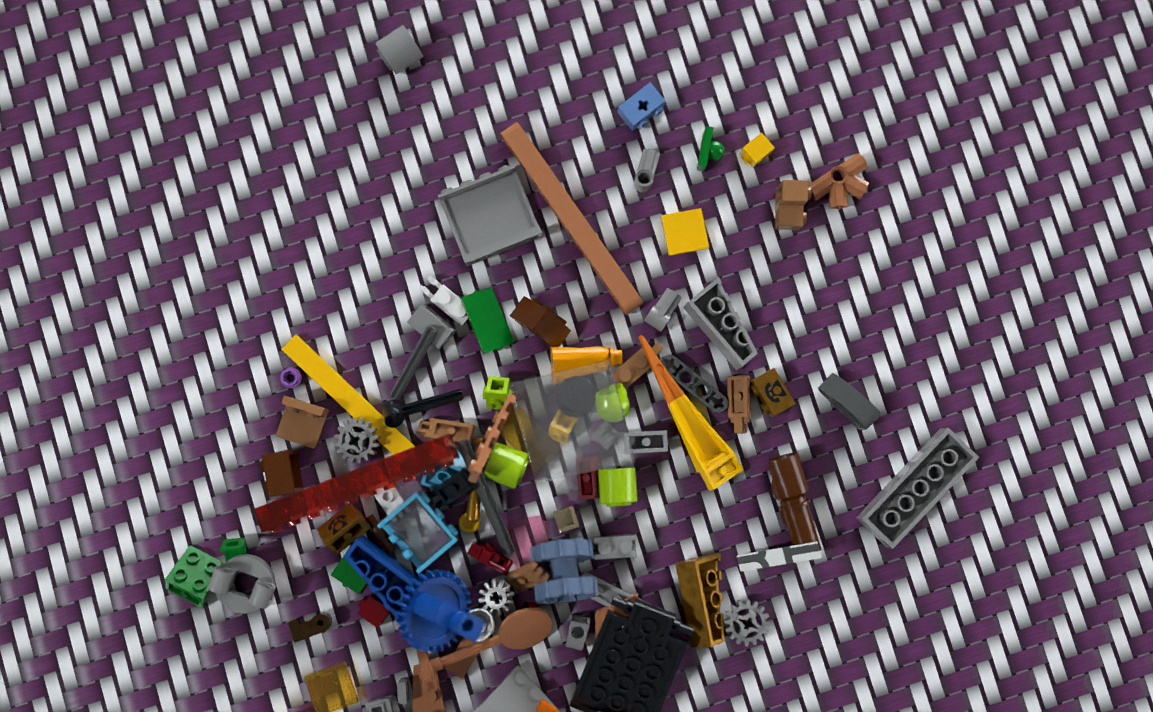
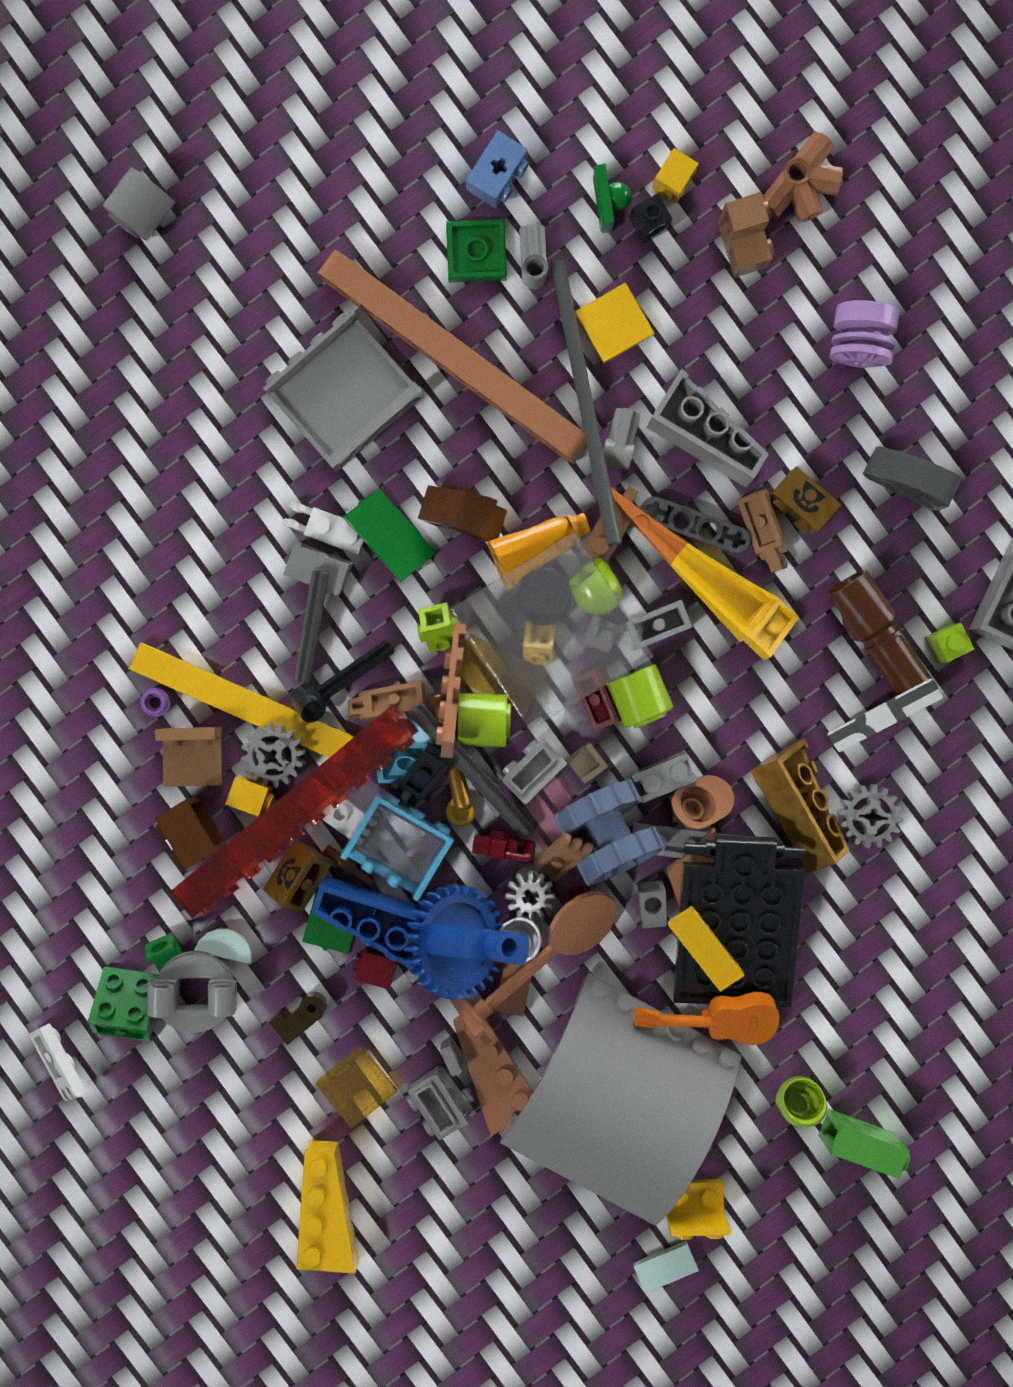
camera: 15 degrees left, 5 degrees up
(134, 600) = (58, 1062): none -> white hinge
(279, 559) = (226, 944): none -> light aqua tile
(331, 462) = (250, 796): none -> yellow brick
(527, 512) = (533, 771): none -> light grey window
(603, 675) = (706, 948): none -> yellow tile
(610, 154) = (476, 250): none -> green tile
(635, 573) = (702, 802): none -> nougat piece
(647, 279) = (586, 403): none -> dark grey piece
(731, 172) = (650, 218): none -> black brick
(839, 522) = (949, 643): none -> lime brick
(848, 296) = (864, 333): none -> lavender wheel

